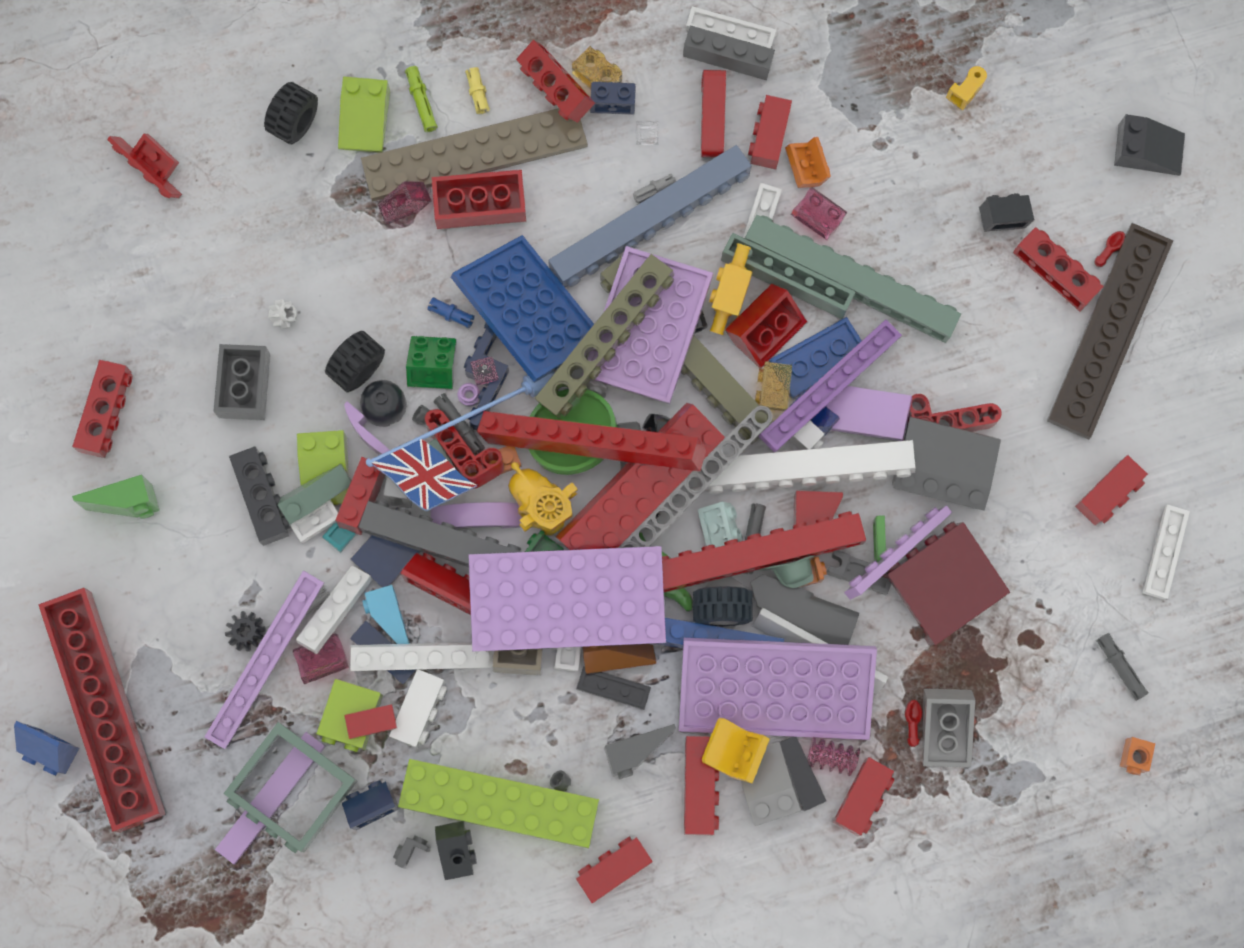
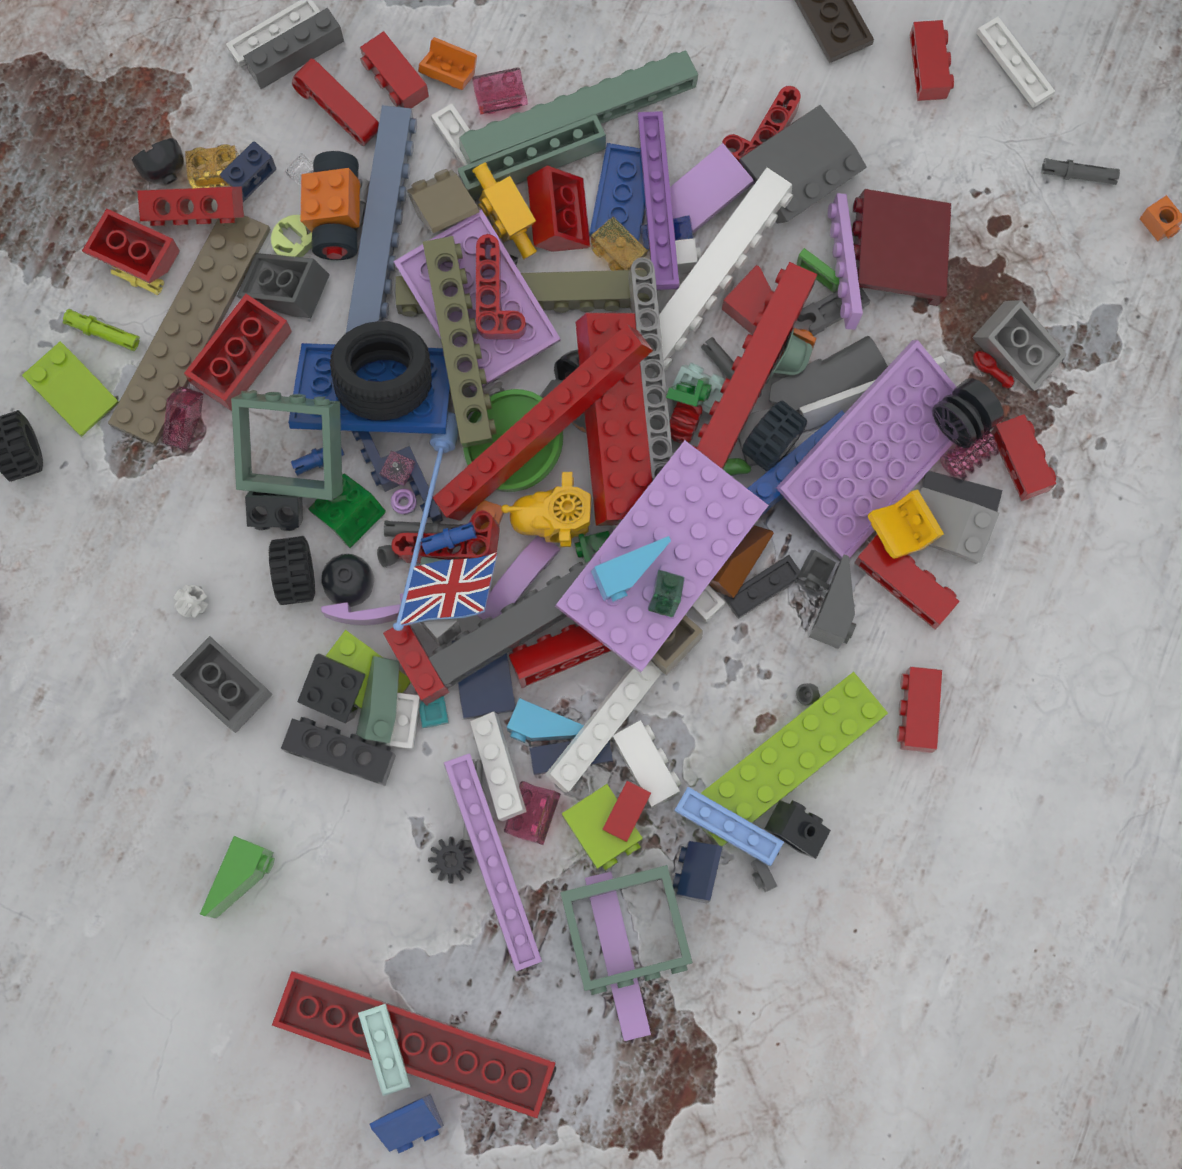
camera: 45 degrees left, 0 degrees up
(78, 691) = (384, 1049): none -> light aqua tile
(105, 374) = (108, 799): red brick -> none
(295, 455) = (332, 688): none -> black bracket
(393, 310) = (275, 516): none -> black brick
(415, 800) = (729, 826): none -> light blue tile
(460, 445) = (448, 538): none -> blue pin
(477, 293) = (298, 403): none -> sand green window
(491, 69) = (131, 247): none -> red slope
(527, 581) = (621, 573): none -> medium azure slope
(538, 622) = (666, 593): none -> clear green bracket
(554, 188) = (285, 283): none -> dark grey slope
(554, 279) = (381, 342): none -> black tyre
(569, 37) = (160, 162): none -> black cylinder
(600, 178) = (279, 241): none -> yellowish green piece
(635, 171) = (332, 205): none -> brick
(653, 716) = (816, 571): none -> dark grey bracket
(664, 328) = (493, 287): none -> red beam
(684, 536) = (684, 422): none -> red gear
(700, 242) = (442, 200): none -> dark tan slope
(704, 522) = (687, 394): none -> green bracket
(860, 729) = (968, 413): none -> black wheel

